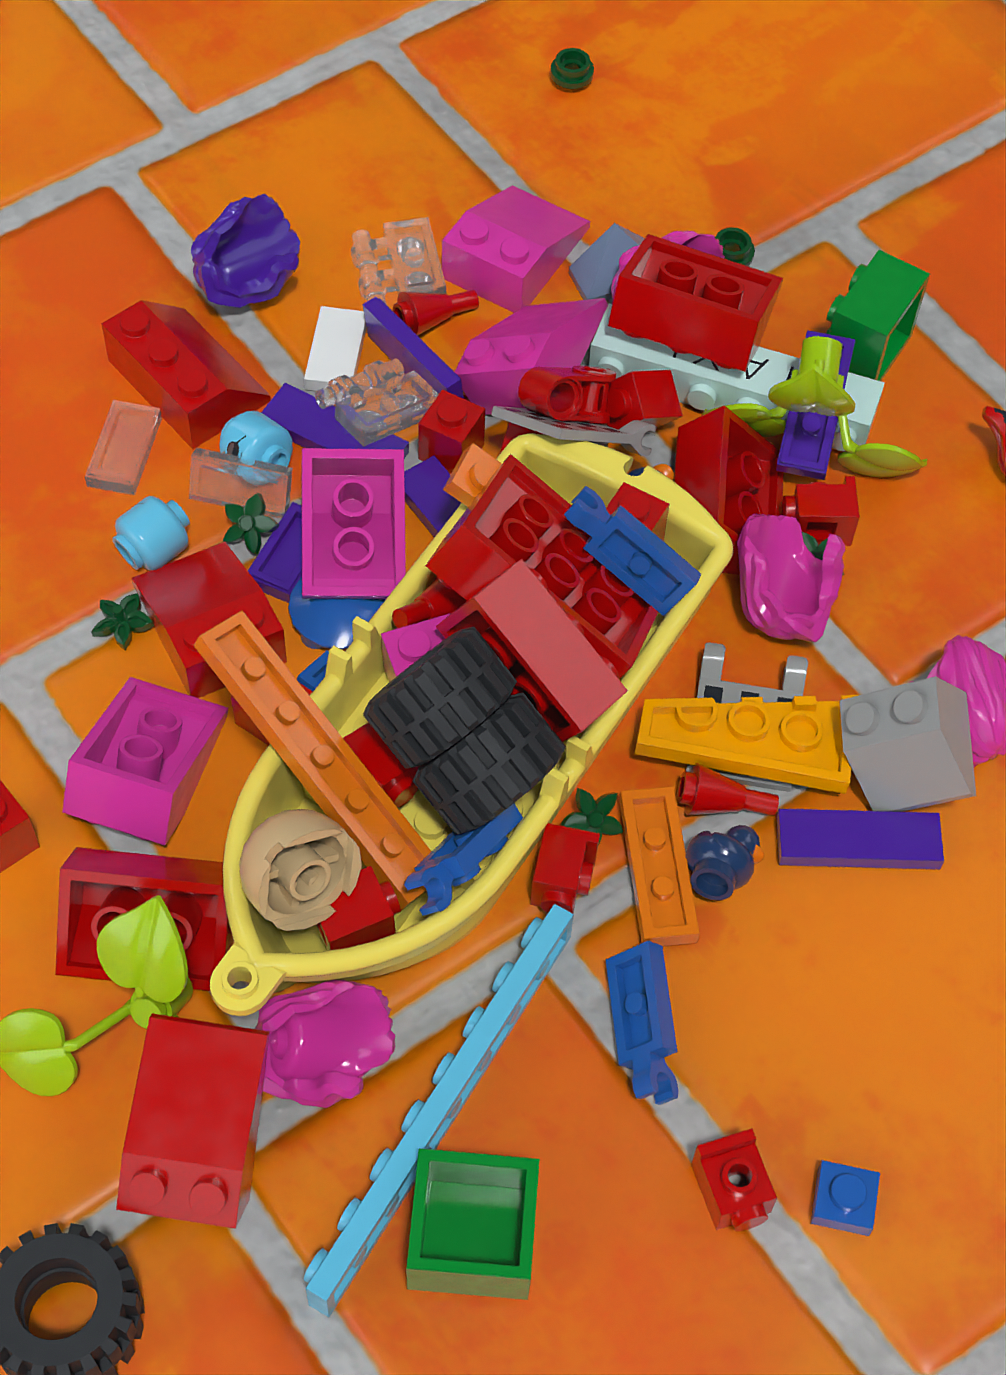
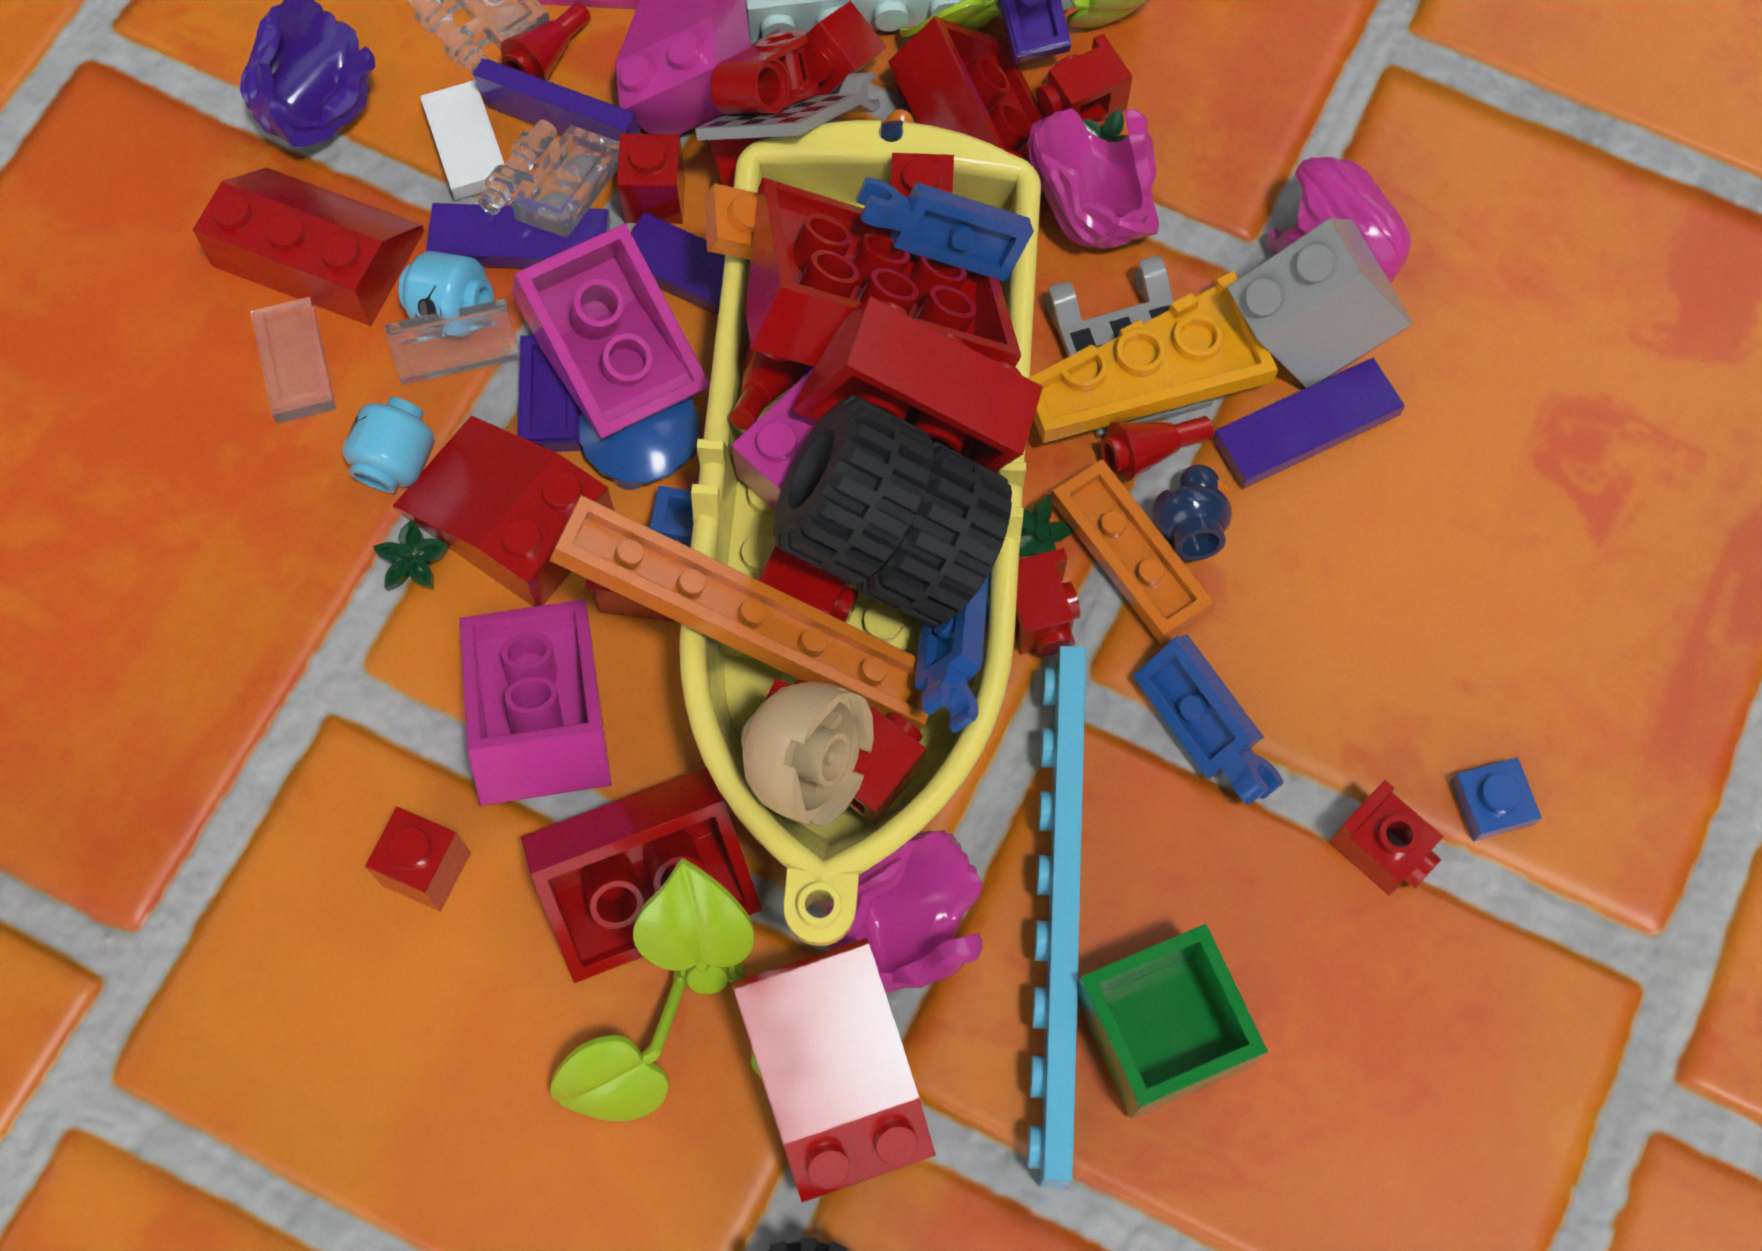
camera: 25 degrees left, 10 degrees up
(249, 522) = (488, 382): dark green plant -> none

